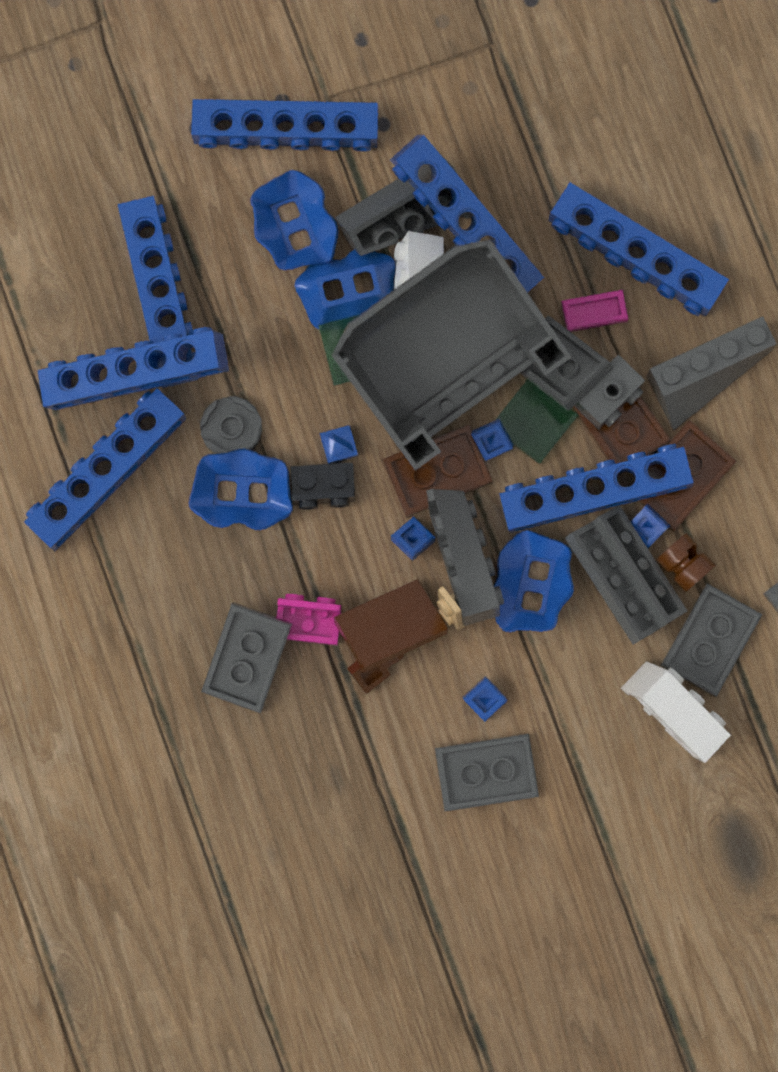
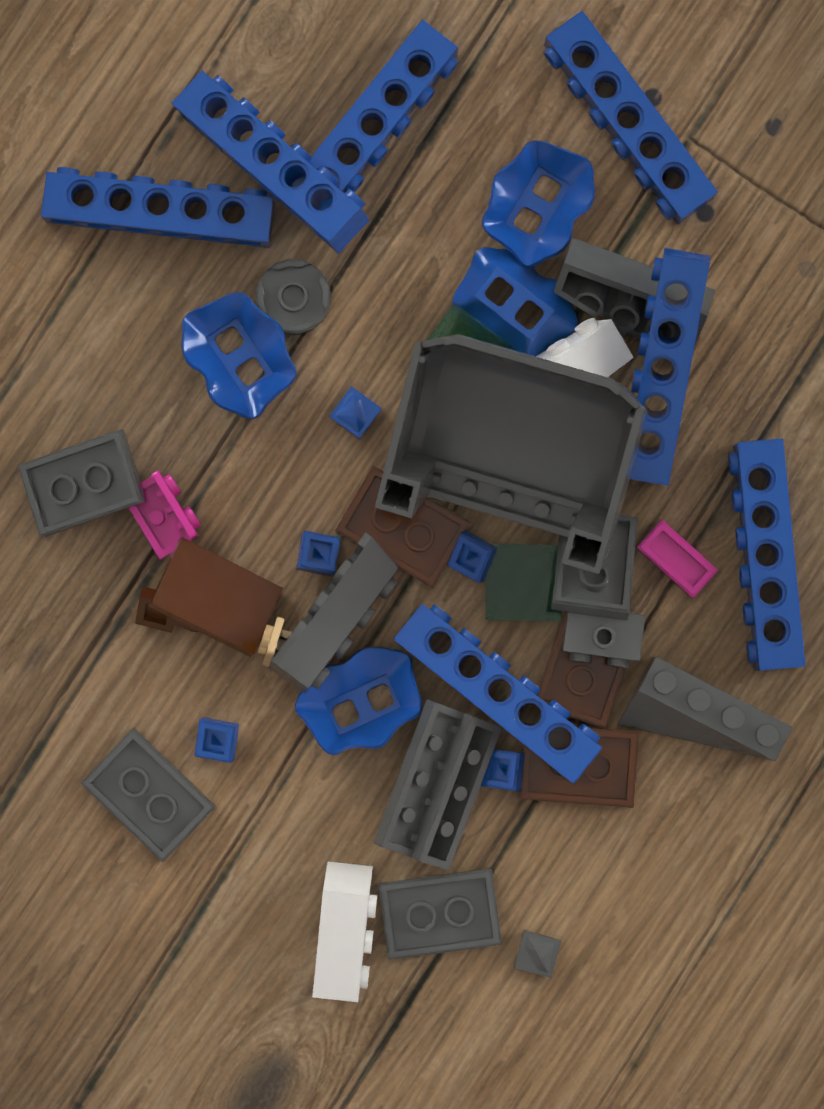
camera: 50 degrees right, 5 degrees up
(322, 485) = (305, 428): black bracket -> none
(686, 562) = (494, 833): reddish brown wheel -> none

